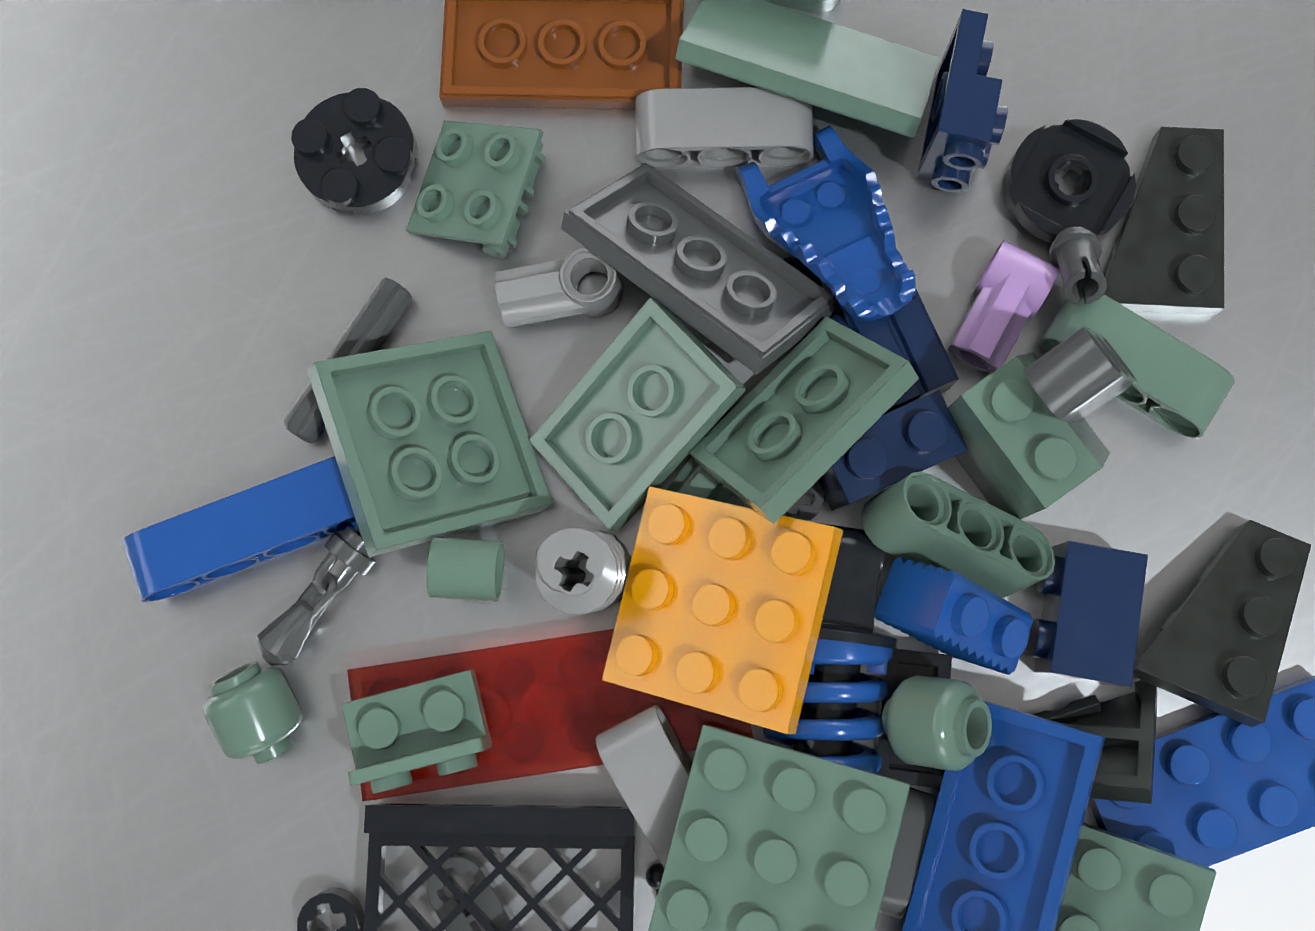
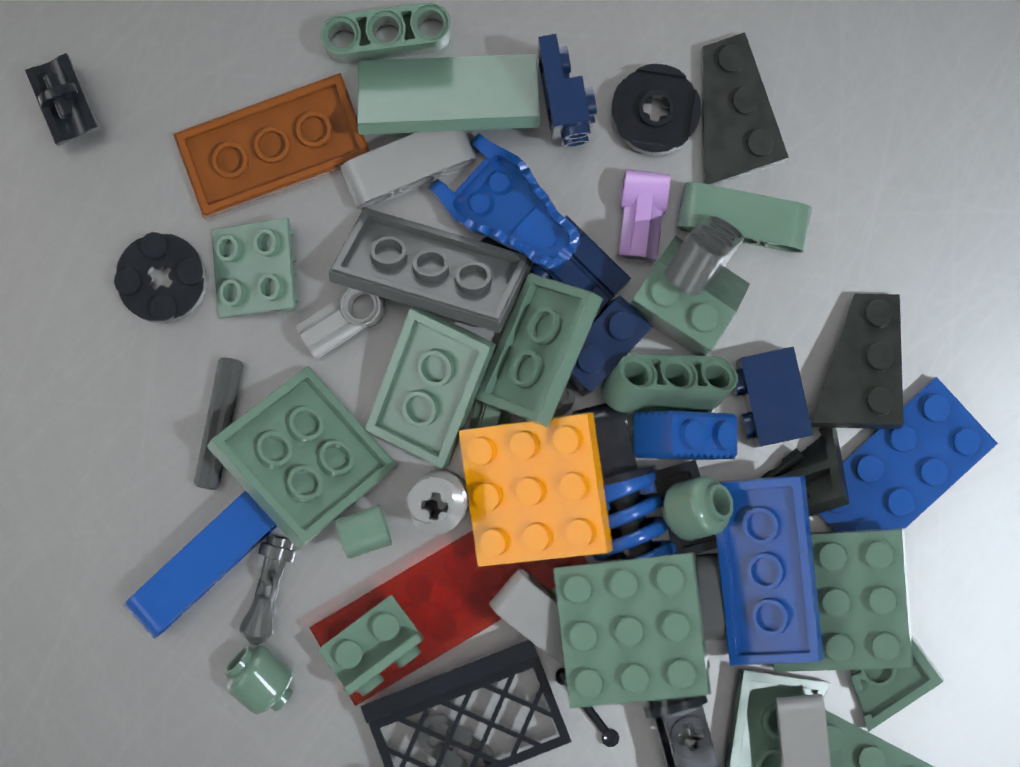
camera: 30 degrees left, 5 degrees up
(1077, 257) = (677, 162): dark grey pin -> none

